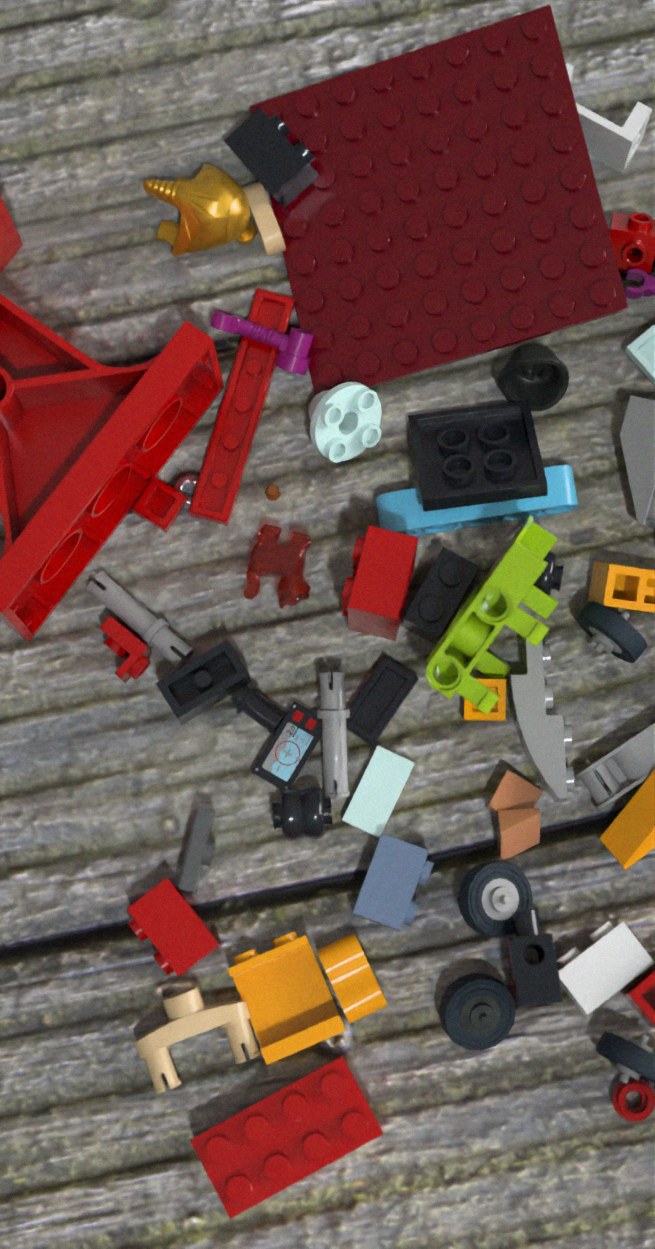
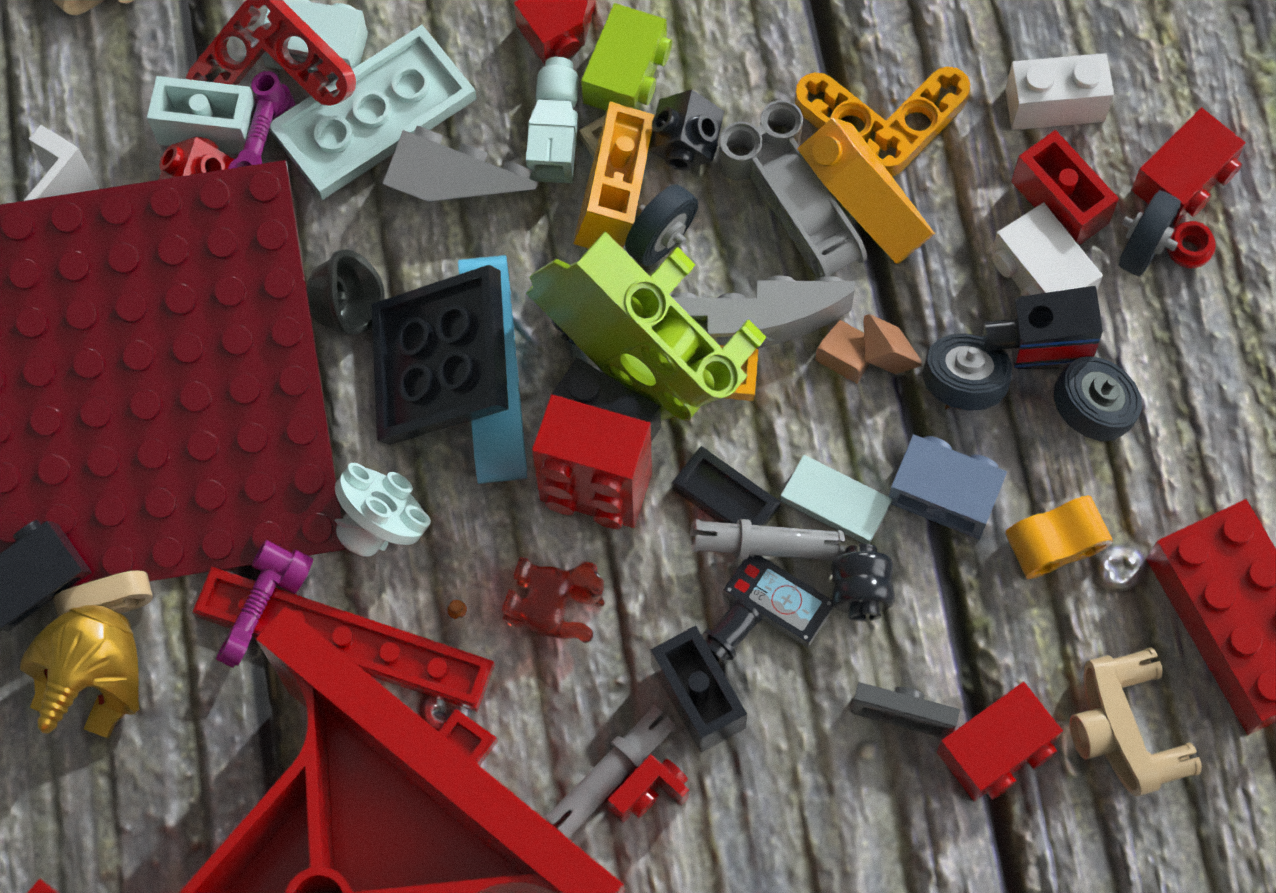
camera: 90 degrees left, 10 degrees down
(286, 997) = (1085, 614): light orange panel -> none

